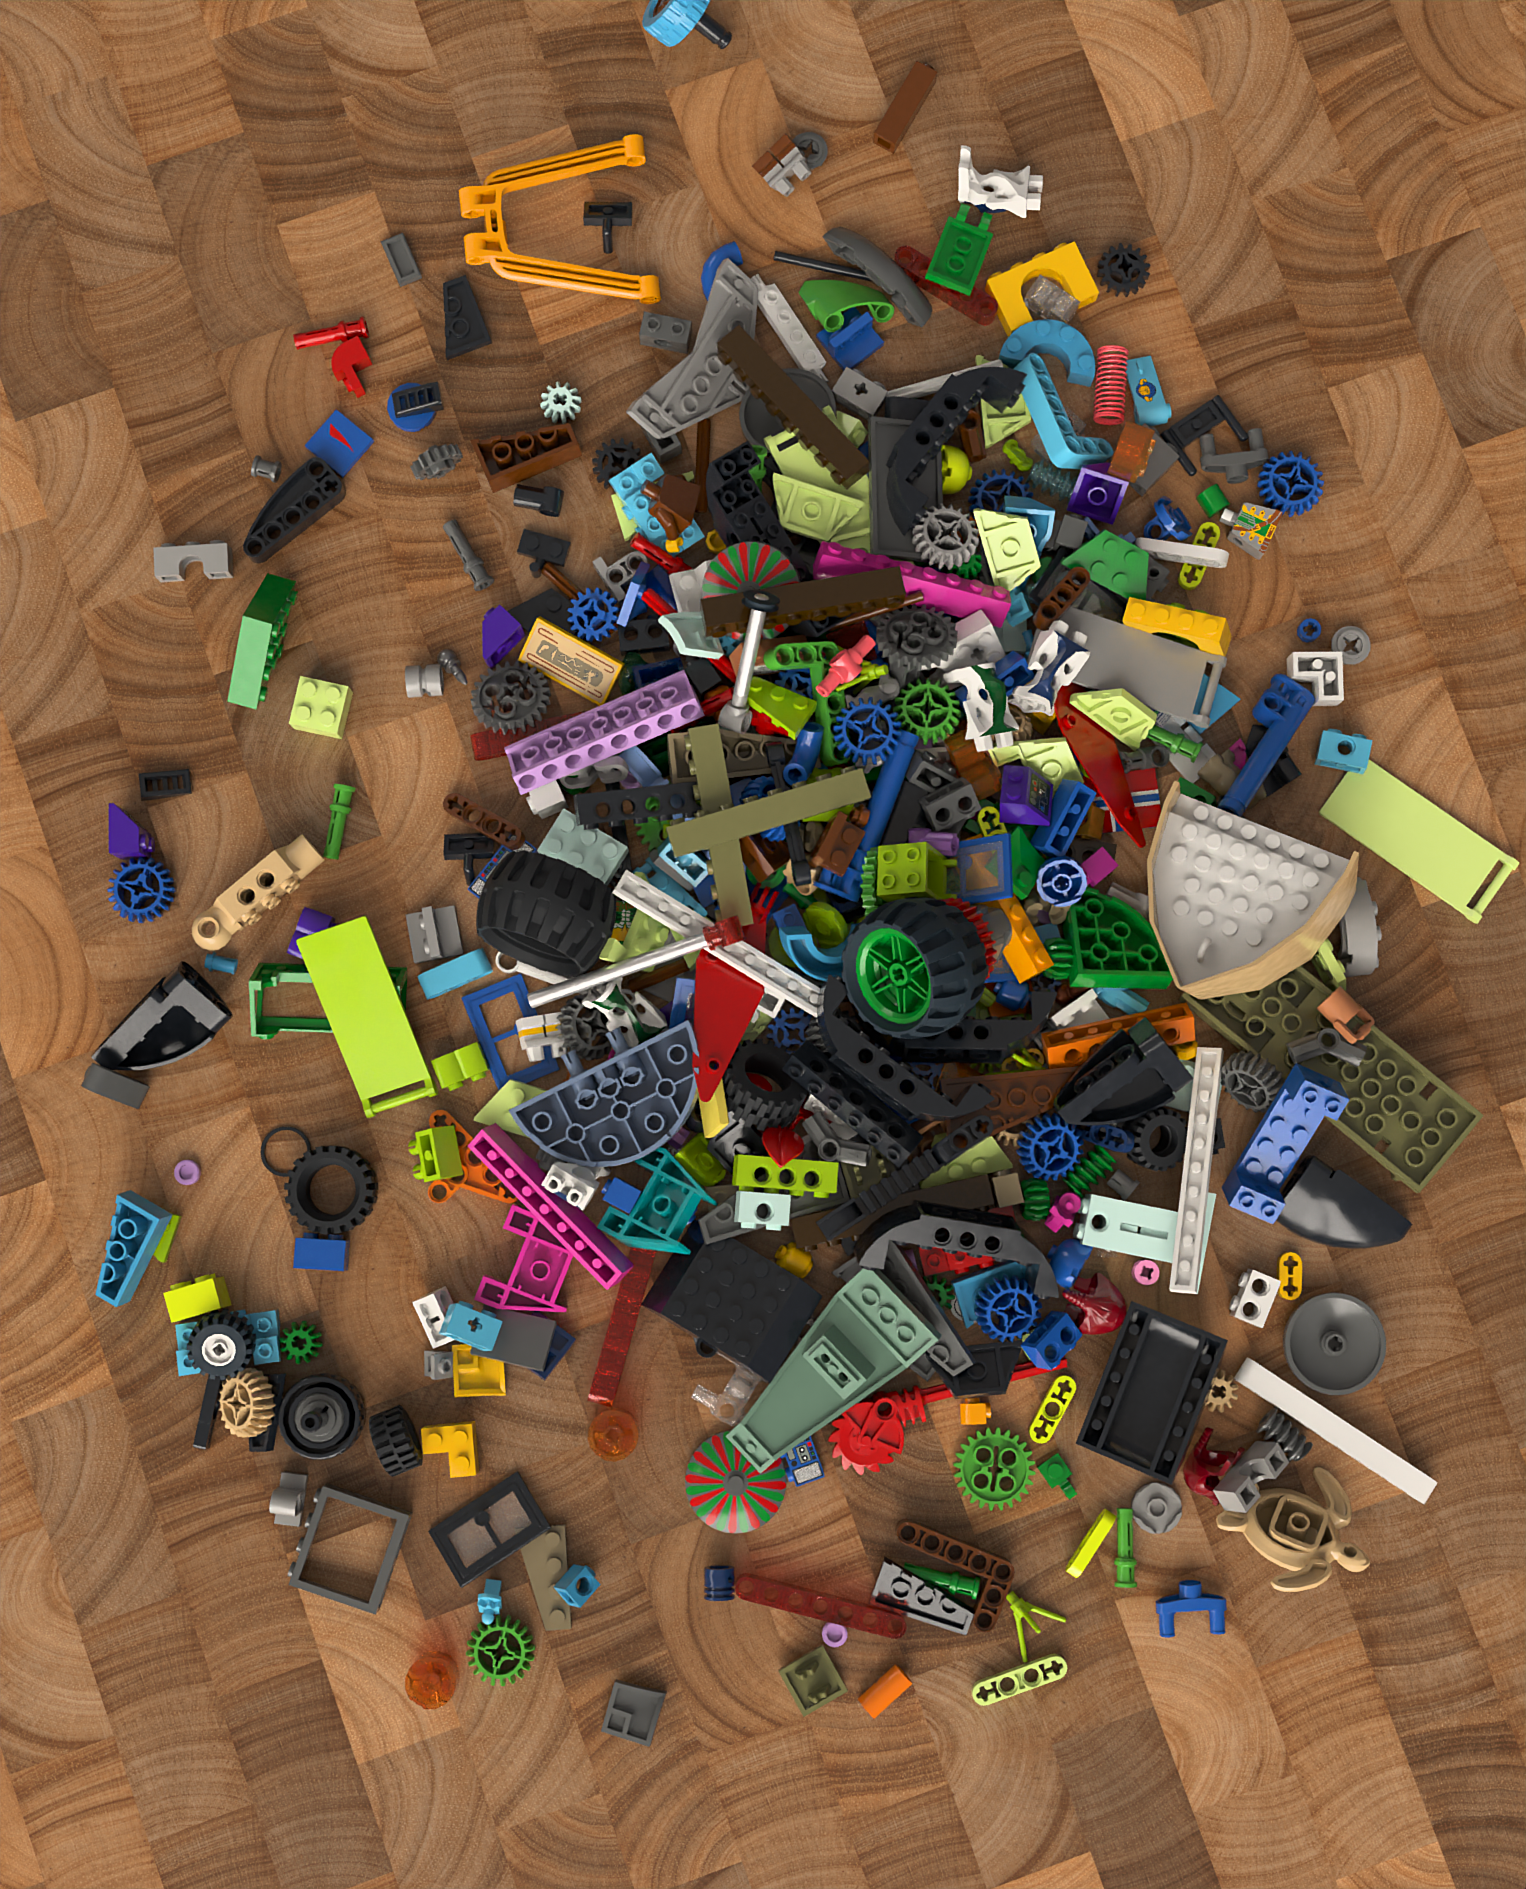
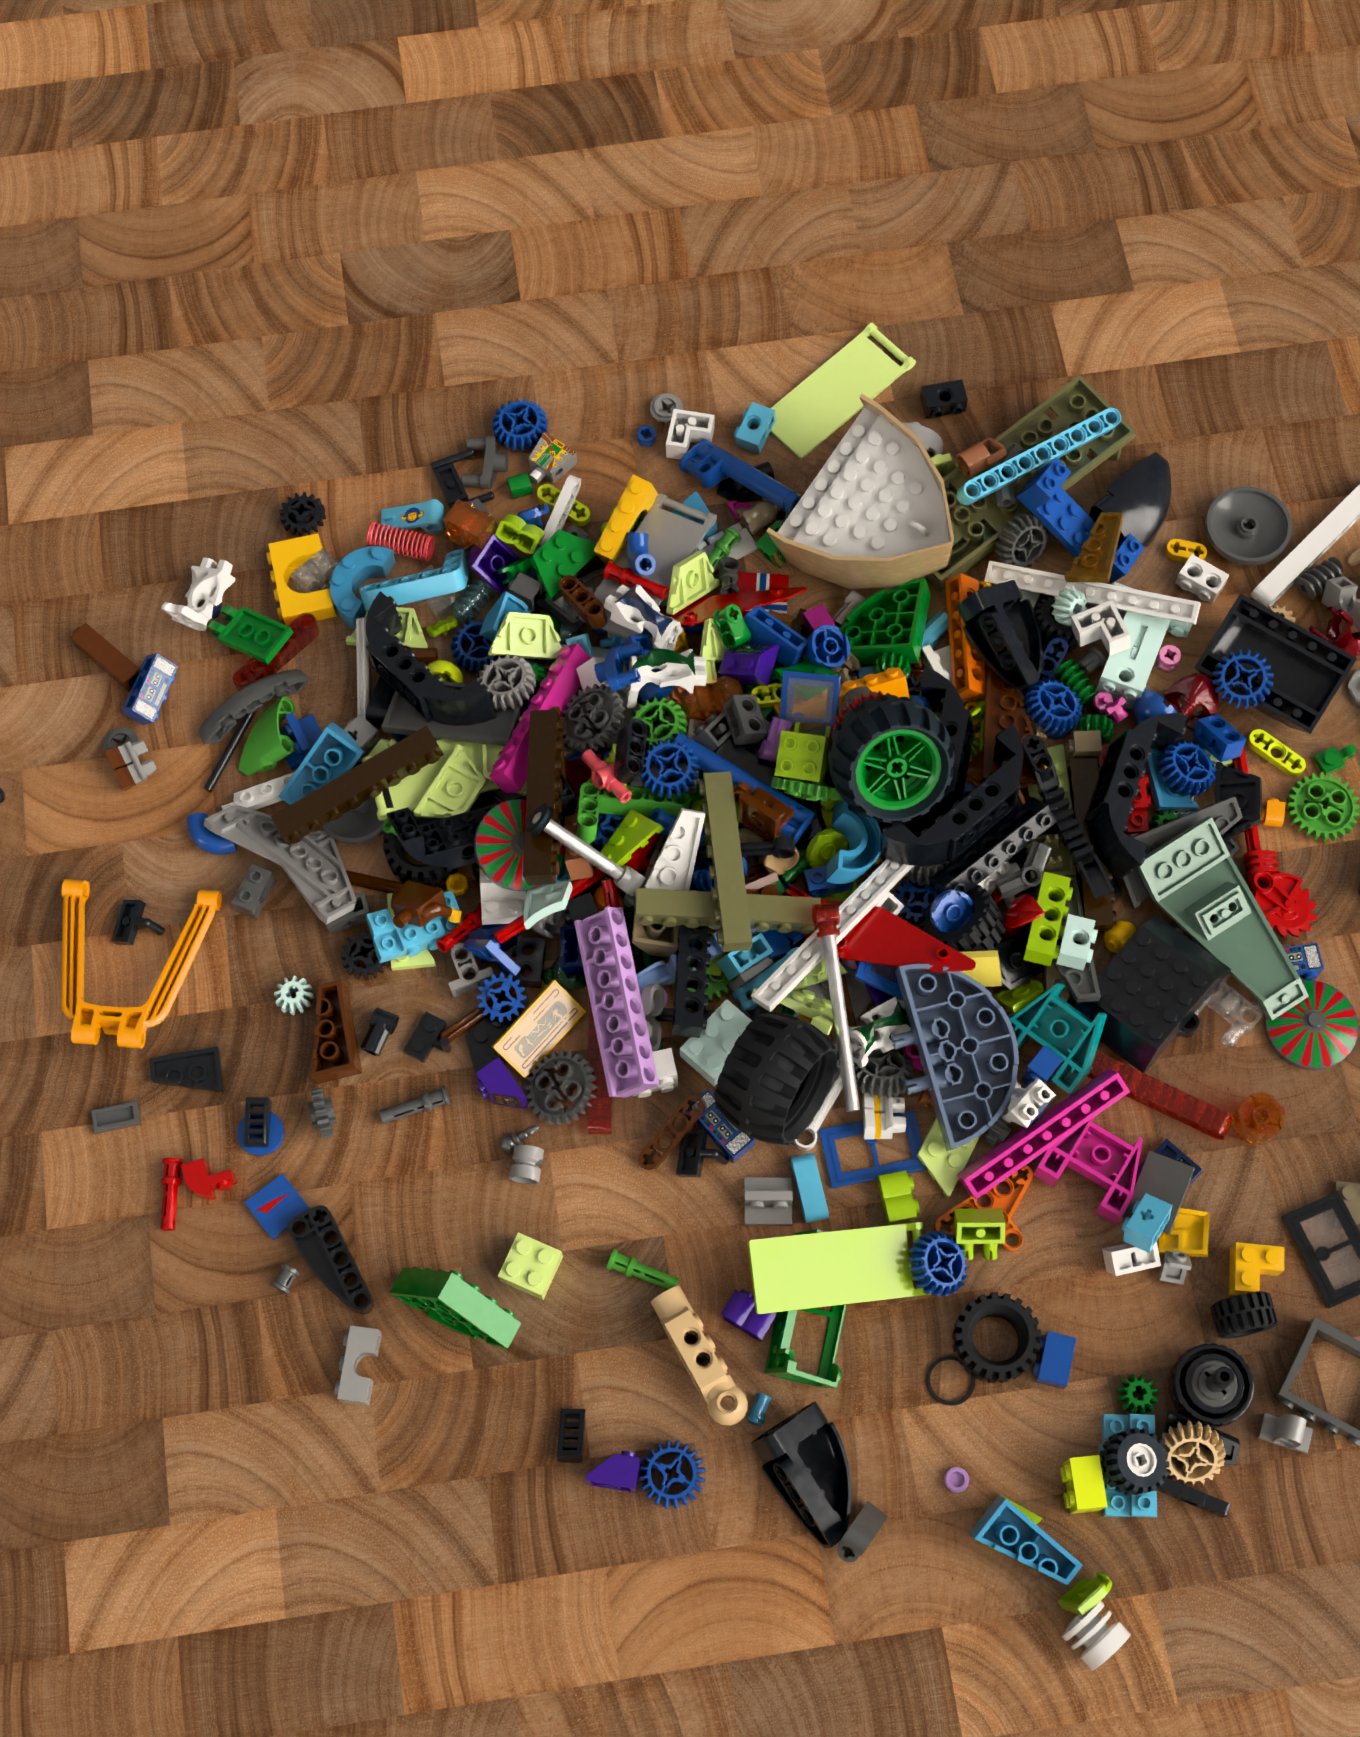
camera: 75 degrees left, 15 degrees down
(51, 1334) = (1098, 1637): none -> white wheel
(93, 1316) = (1086, 1594): none -> lime tile
(385, 1104) = (938, 1258): none -> blue gear
(762, 760) = (678, 856): none -> white wing
(769, 1068) = (951, 910): none -> blue tile
(820, 369) = (328, 759): none -> dark azure wedge
(874, 162) = (150, 689): none -> brick
(886, 690) = (630, 750): none -> black beam
(975, 645) = (612, 668): none -> blue connector
(1062, 768) = (732, 628): none -> green piece
(1098, 518) = (522, 565): none -> green plate
(1101, 641) = (628, 578): none -> red pin
(1111, 1362) = (1240, 670): none -> blue gear
(1133, 648) = (637, 554): none -> blue cylinder
(1137, 512) = (516, 531): none -> lime brick
(1152, 1182) = (1101, 623): none -> white brick
(1169, 1145) = (1068, 604): none -> light aqua gear
(1248, 1169) = (1099, 551): none -> pearl gold wing
(1358, 1092) = (1032, 462): none -> medium azure beam
(1443, 969) = (951, 391): none -> black brick

